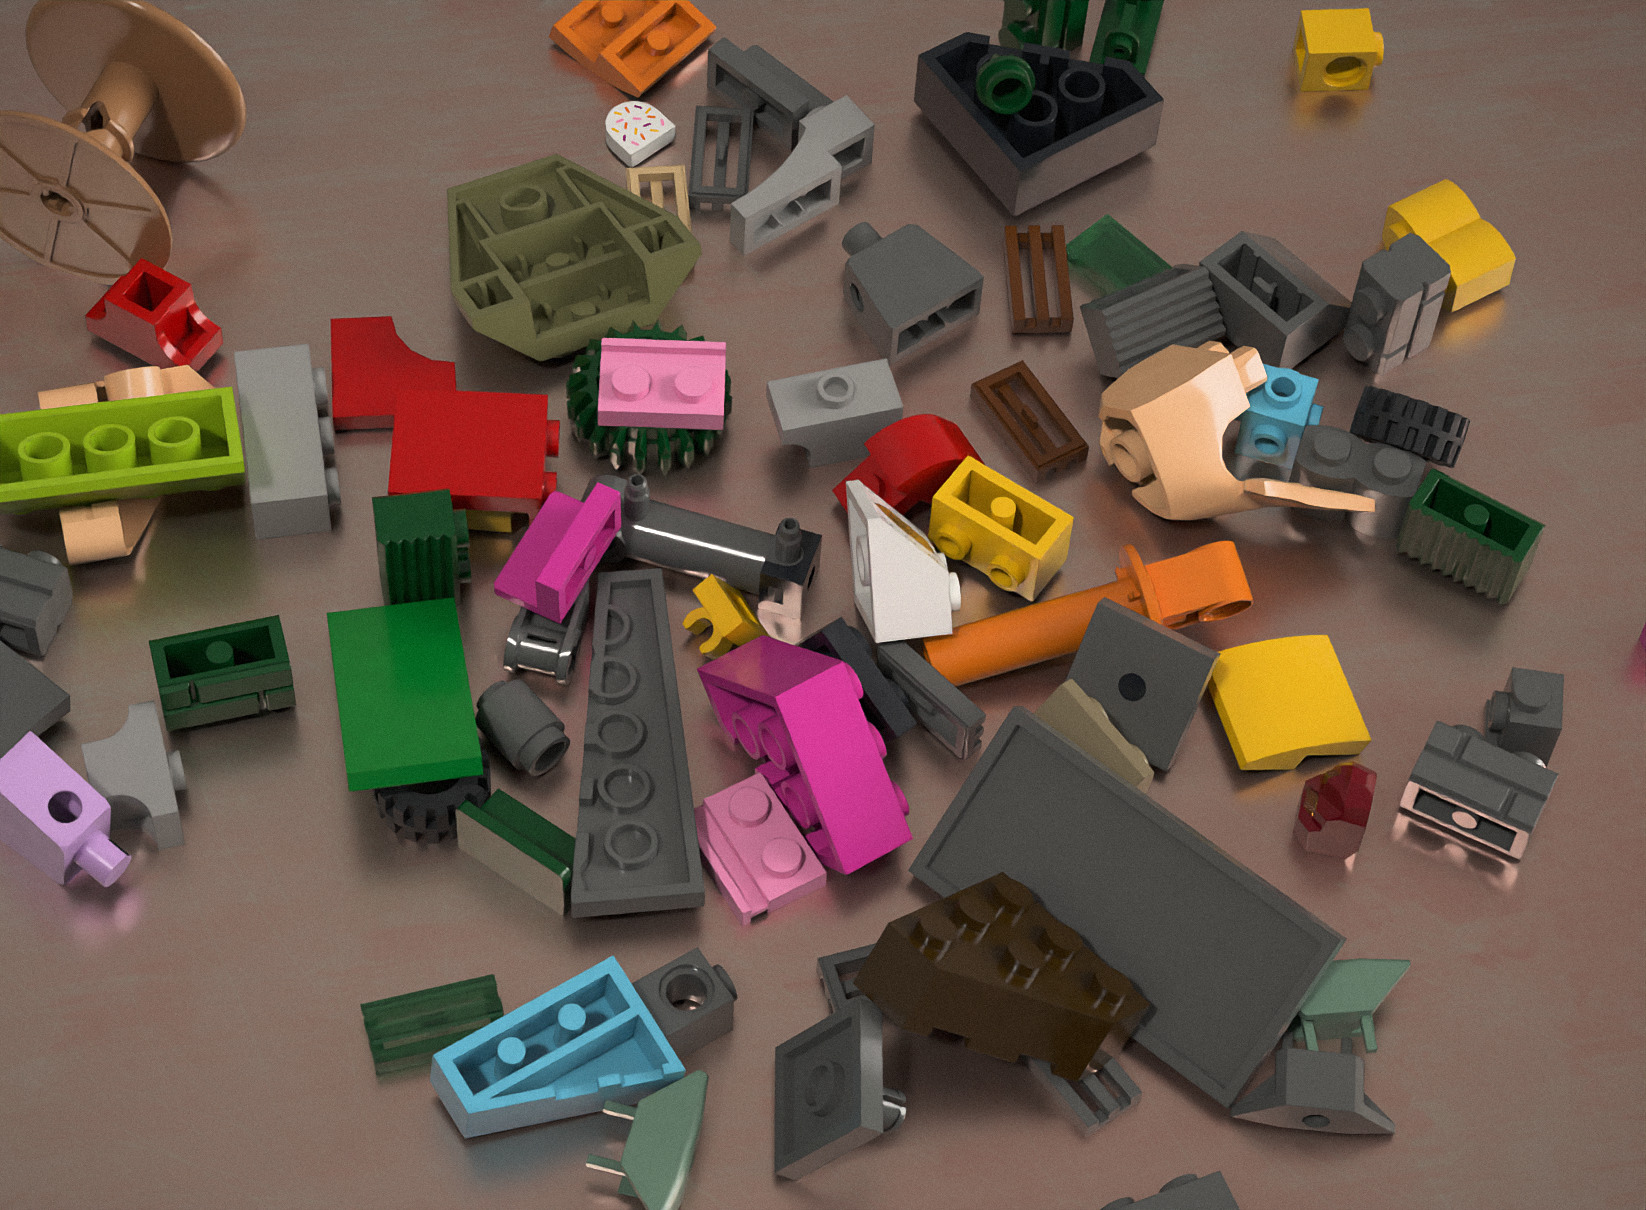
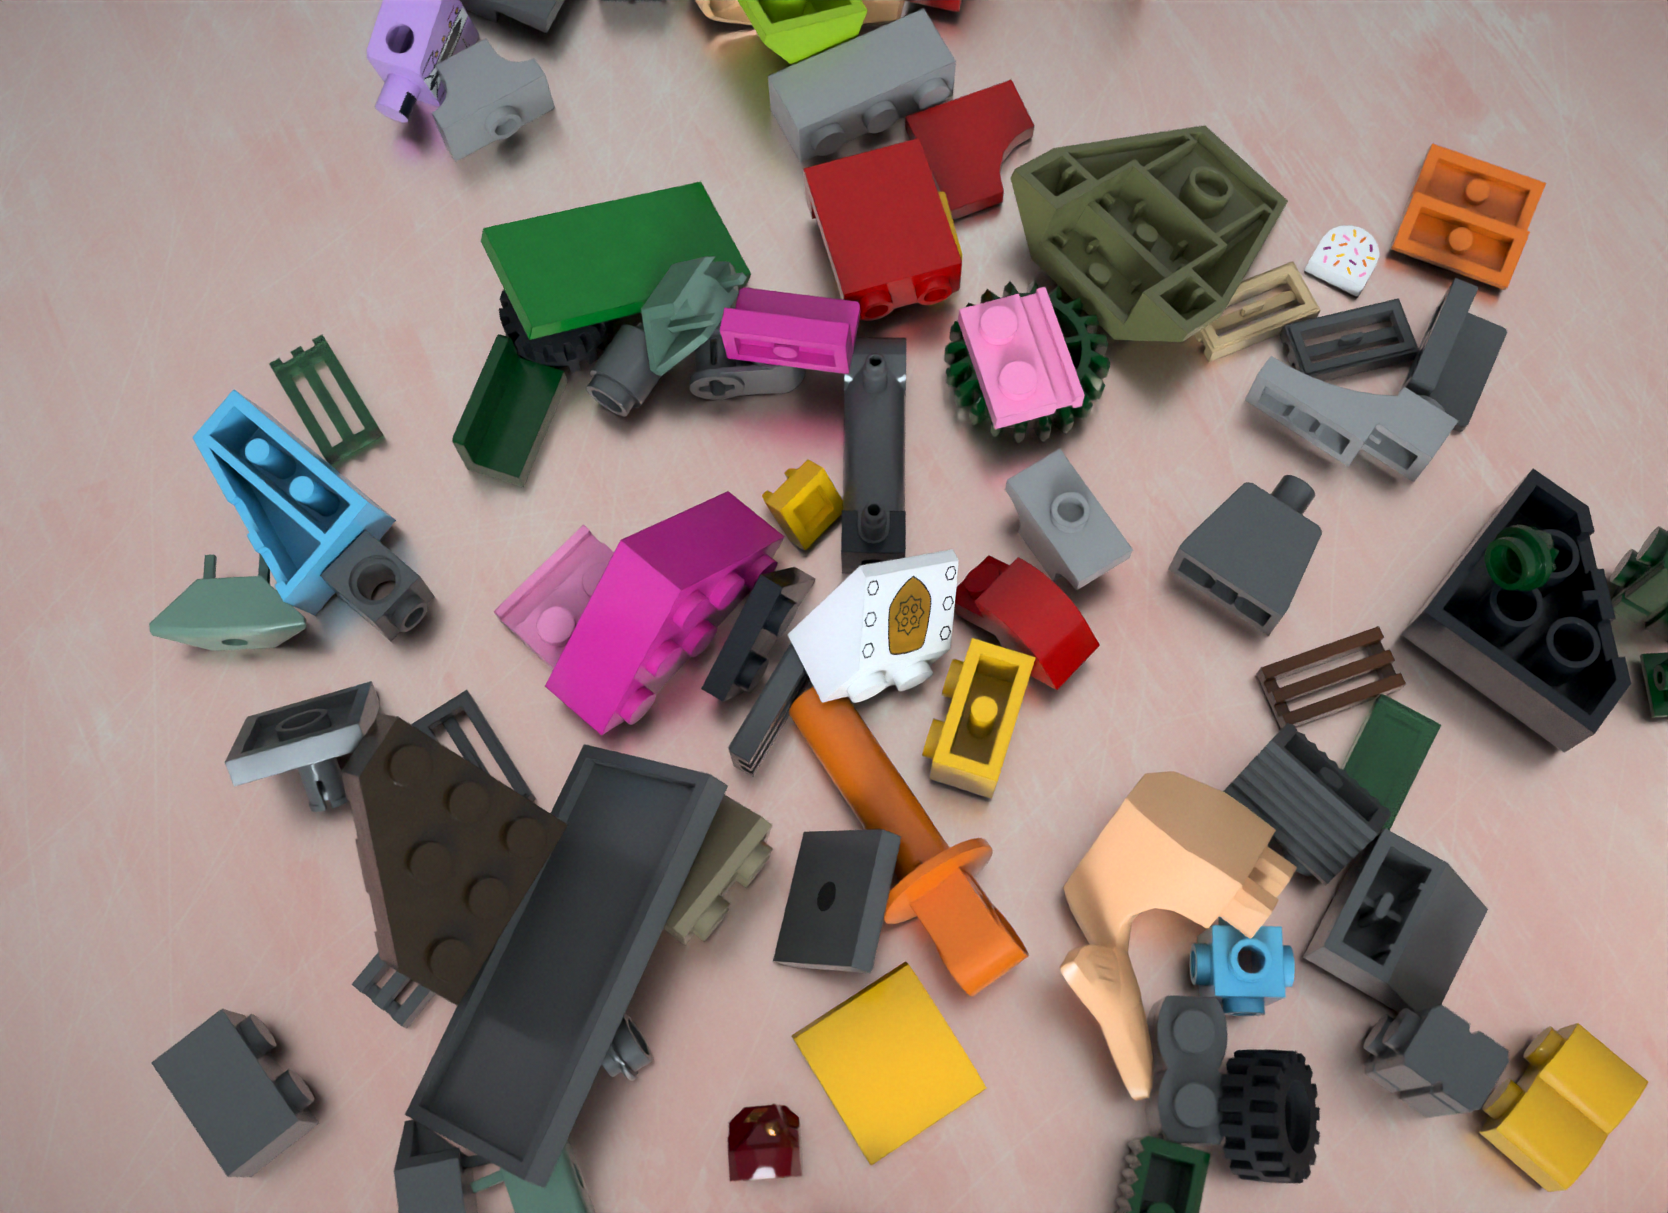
camera: 80 degrees right, 15 degrees up
(222, 672) = (596, 117): dark green brick -> none
(421, 546) = (764, 217): dark green brick -> none
(500, 633) = (687, 309): none -> sand green piece
(635, 787) = (581, 483): dark grey wing -> none
(1053, 458) = (1113, 757): reddish brown tile -> none

